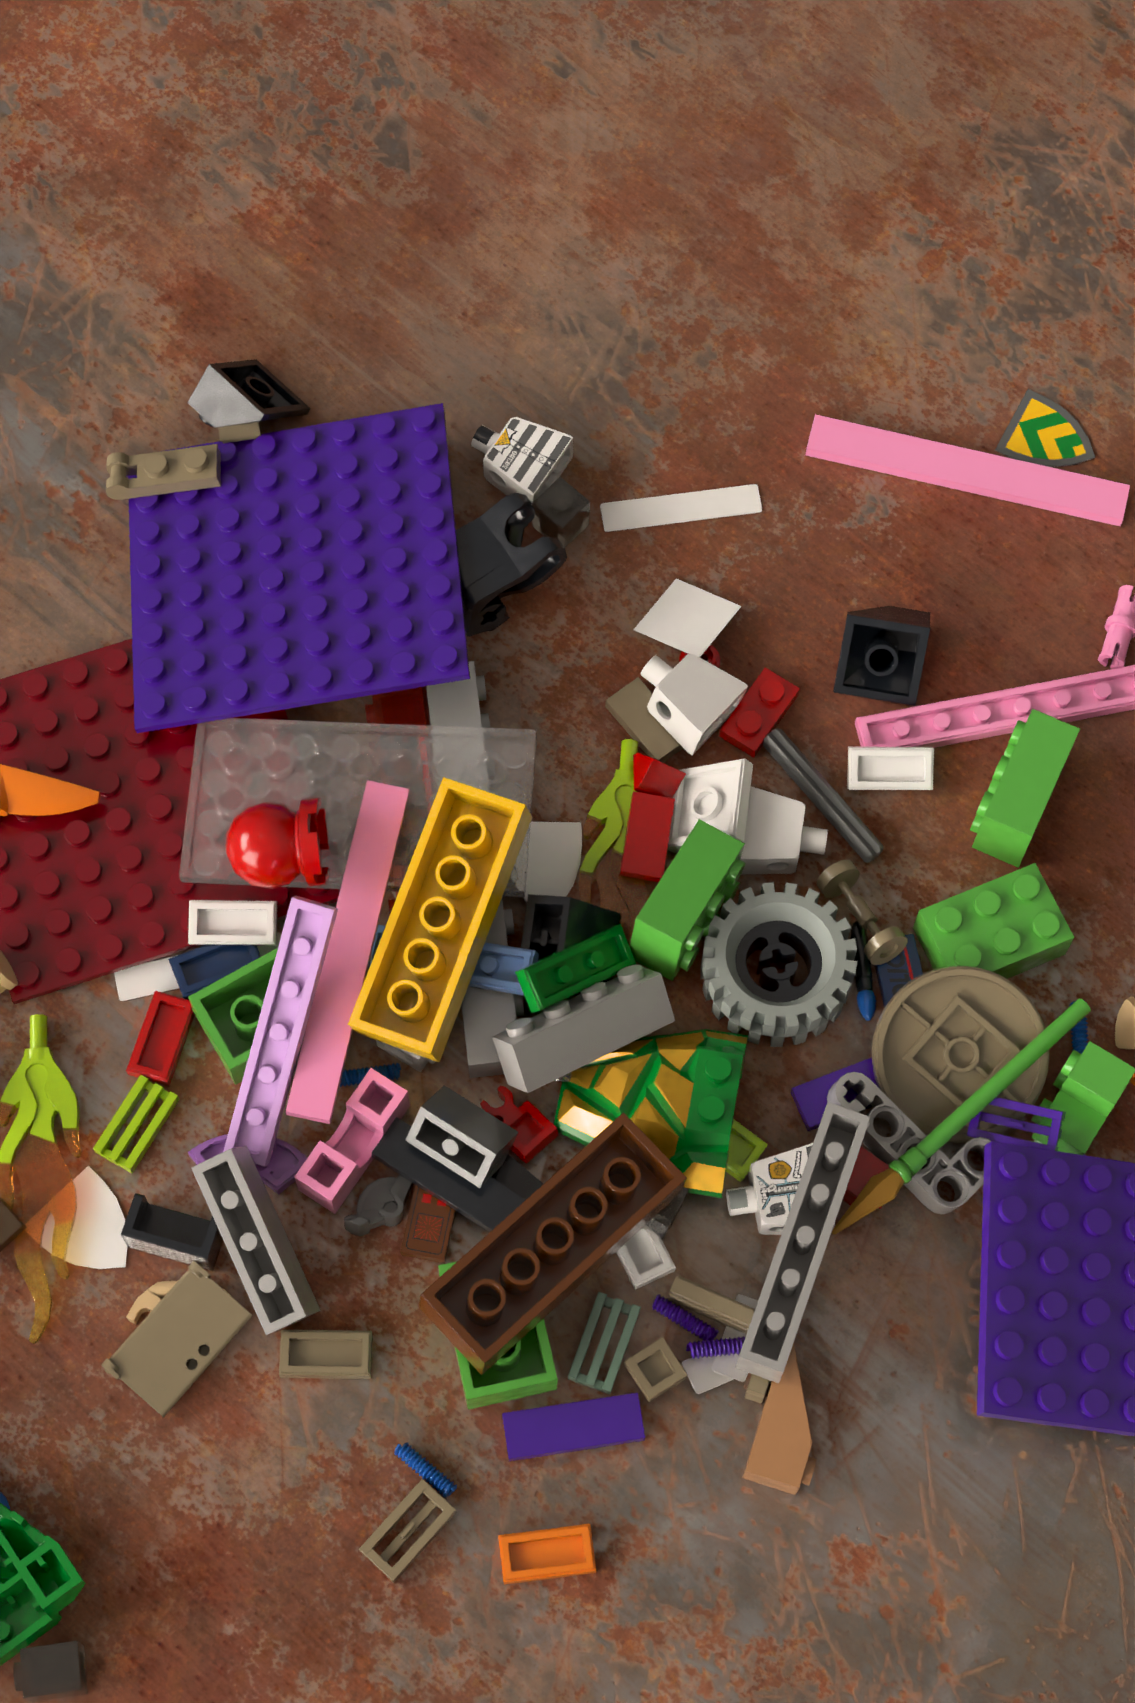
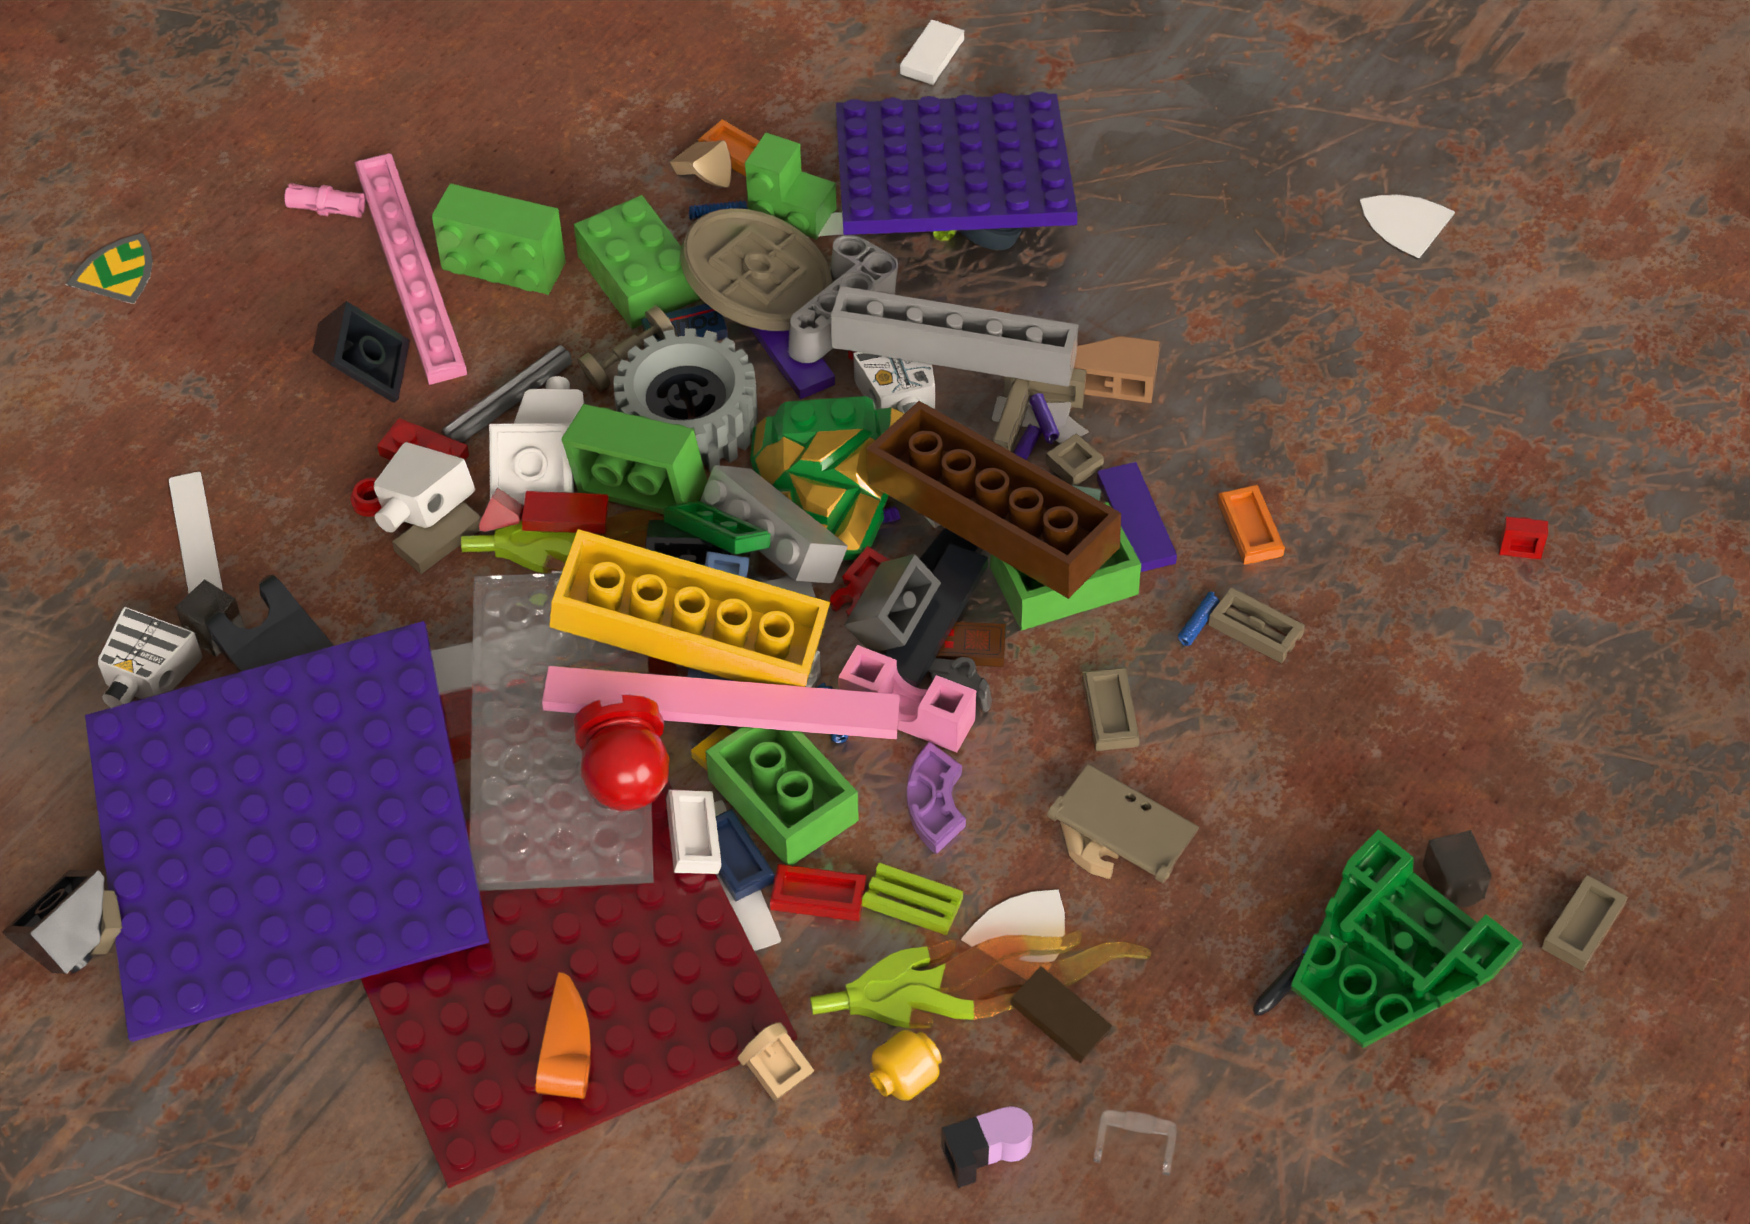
camera: 95 degrees left, 15 degrees down
(163, 472) = (160, 975): dark tan plate -> none
(171, 1234) = (1021, 837): black panel -> none
(255, 1239) = (1020, 753): light grey brick -> none
(281, 1028) = (817, 735): lavender plate -> none
(687, 618) = (325, 509): white sticker -> none
(886, 1185) = (860, 276): bright green piece -> none
(890, 768) = (478, 347): white tile -> none
(968, 470) = (156, 322): bright pink tile -> none
(1054, 1132) = (810, 253): dark purple tile -> none

